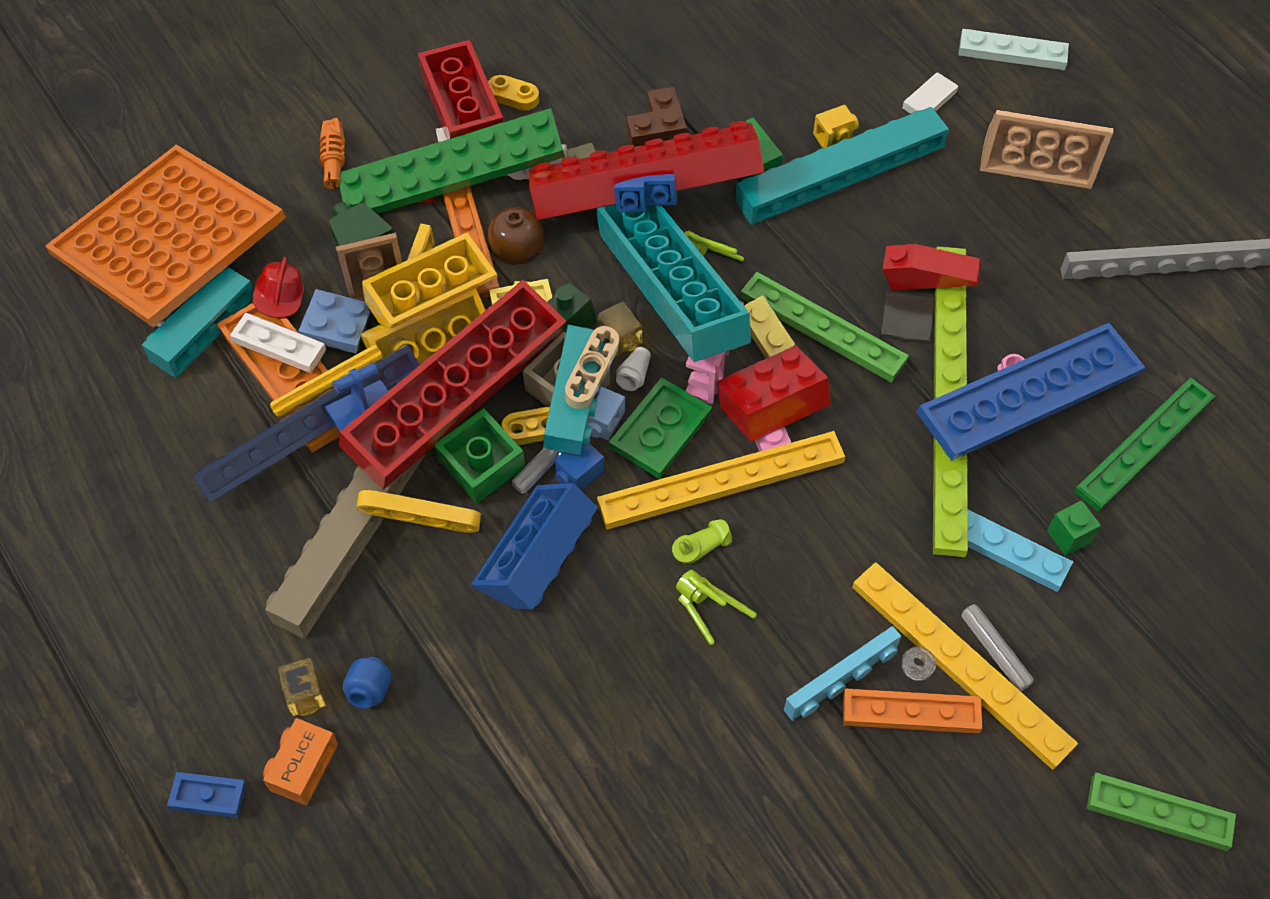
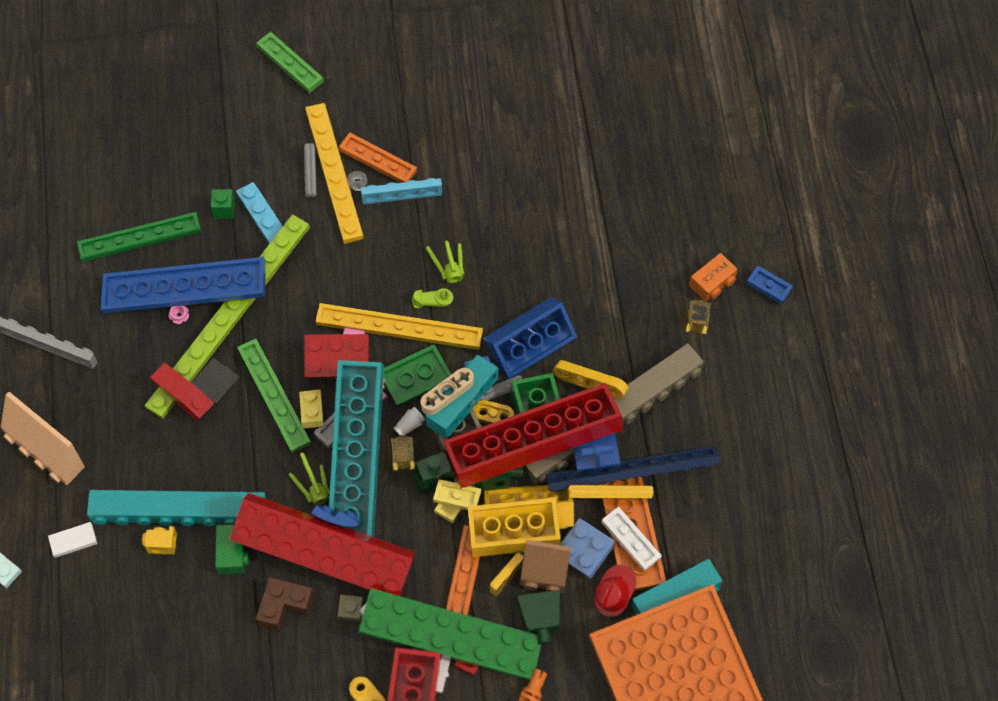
camera: 155 degrees left, 5 degrees up
(367, 682) = (660, 302): blue head -> none
(515, 235) = (432, 562): reddish brown cylinder -> none

